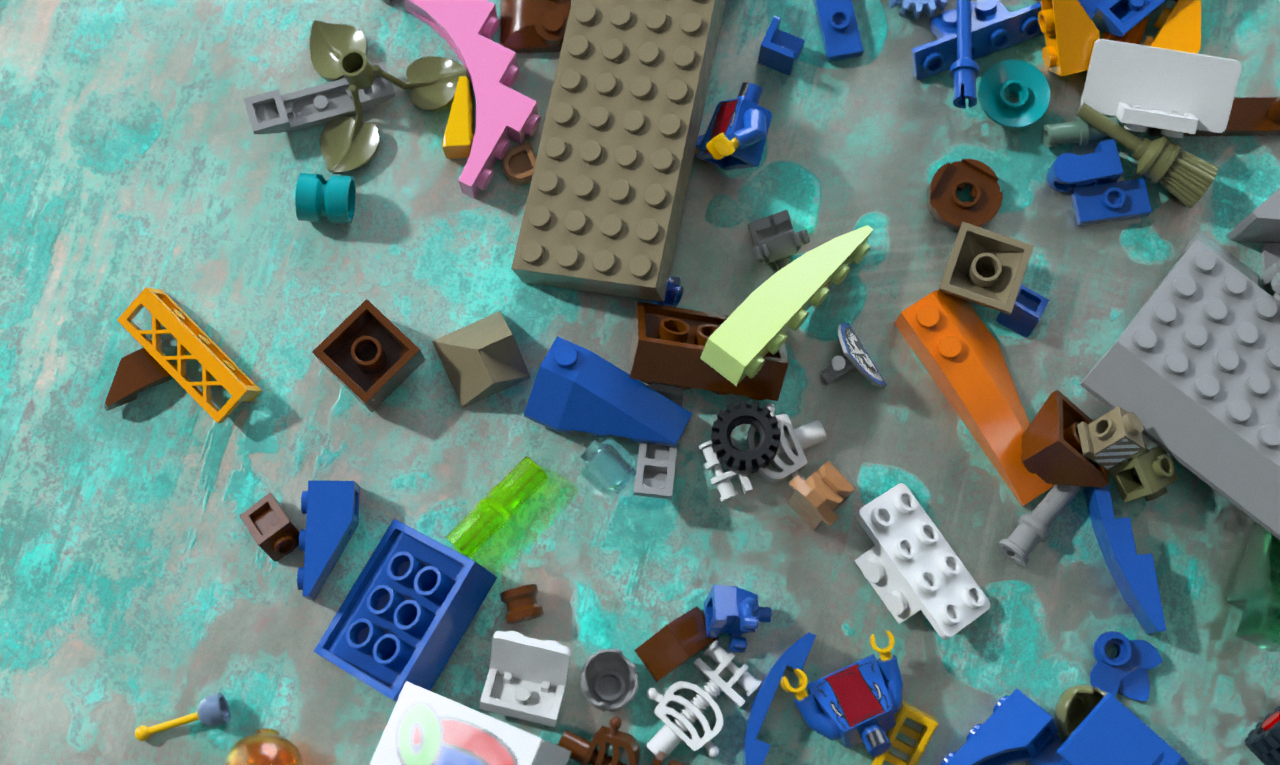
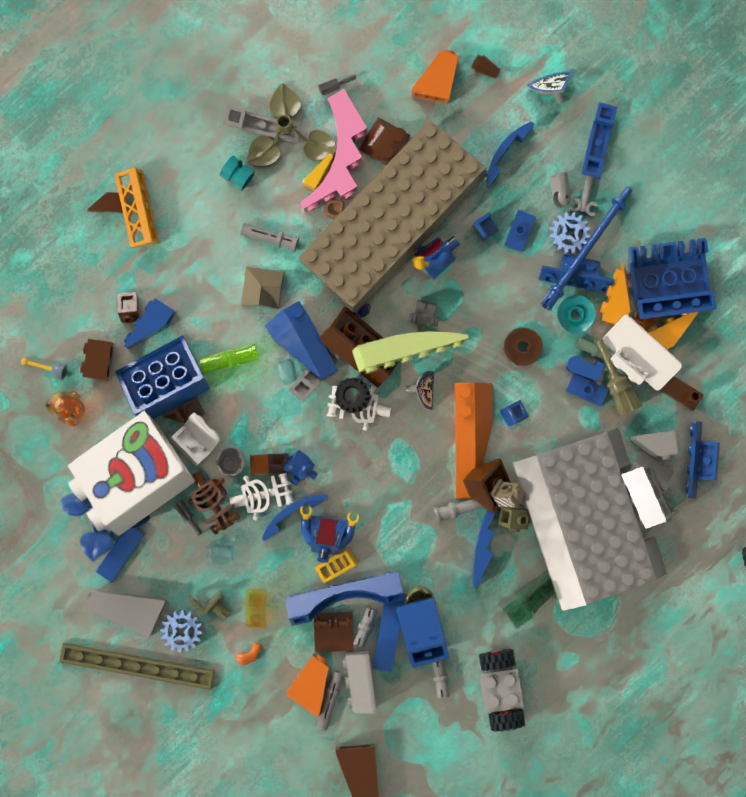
camera: 30 degrees right, 10 degrees up
(269, 648) = (97, 359): none -> reddish brown brick
(369, 355) = (213, 258): reddish brown brick -> none
(460, 263) = (279, 239): none -> light grey pin
(476, 645) = (184, 411): none -> reddish brown slope
(521, 604) = (214, 406): reddish brown wheel -> none
(820, 495) = (368, 440): medium nougat piece -> none
(916, 566) = (392, 494): white bracket -> none
(986, 268) = (506, 386): dark tan slope -> none
(1127, 670) = (451, 594): blue plate -> none

